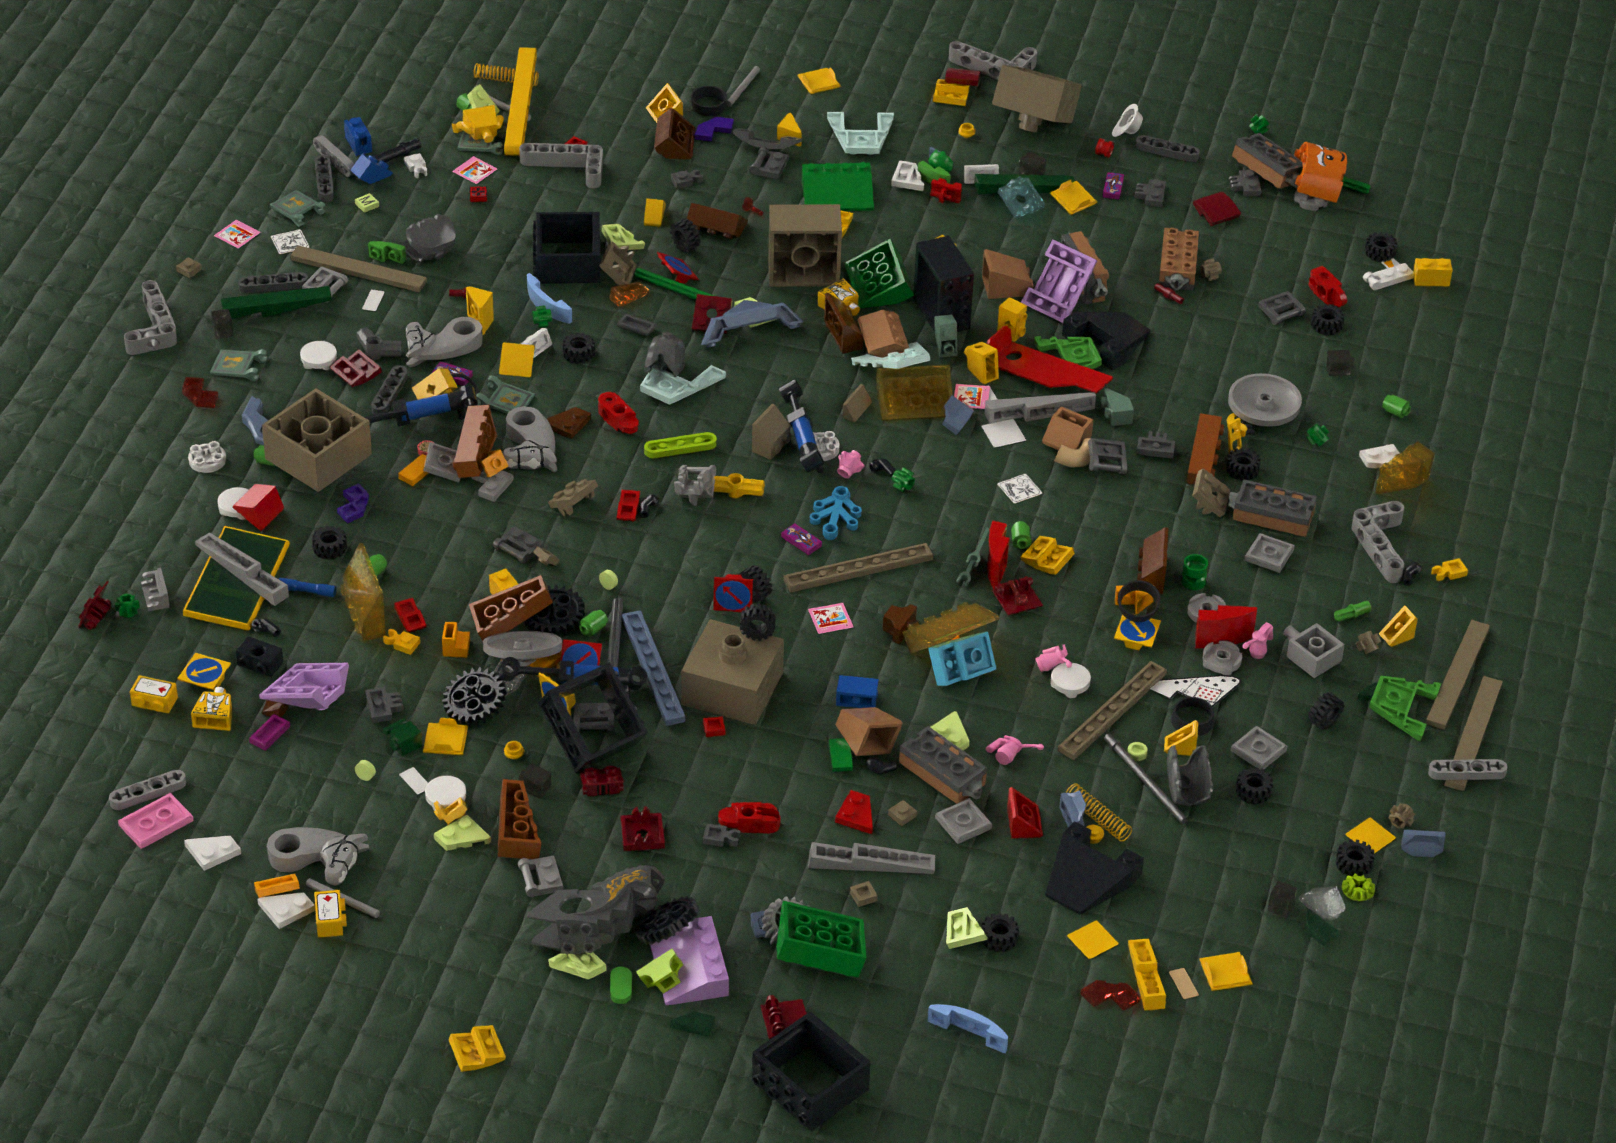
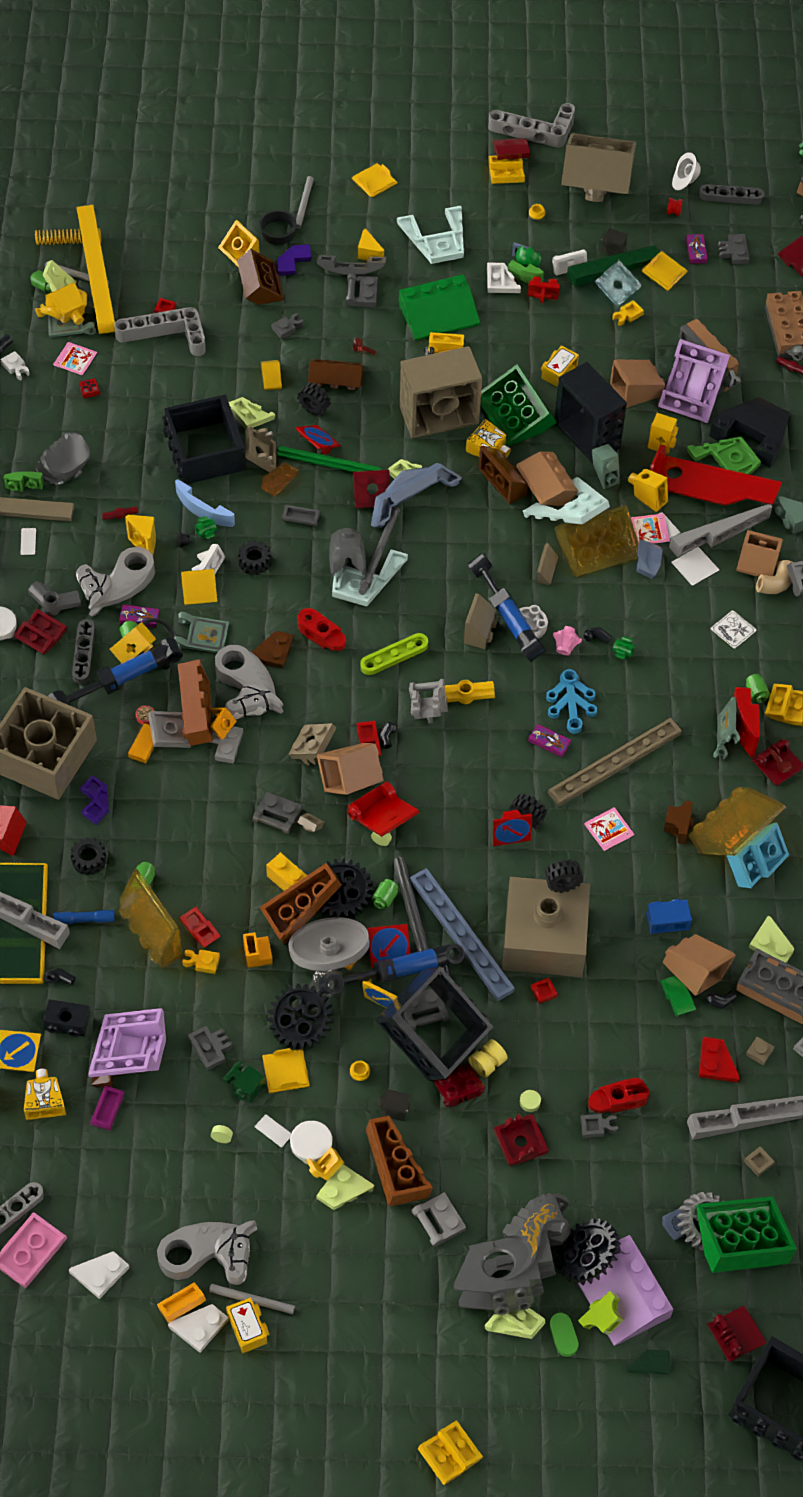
camera: 15 degrees left, 15 degrees up
(517, 322) = (182, 538): none -> black piece
(599, 518) = (350, 768): none -> medium nougat slope
(614, 556) = (381, 810): none -> red door
(633, 764) = (490, 1056): none -> light yellow wheel
(665, 805) = (530, 1100): none -> yellowish green tile
(674, 383) = (366, 581): none -> flat silver bar
(1022, 223) = (629, 312): none -> yellow plate

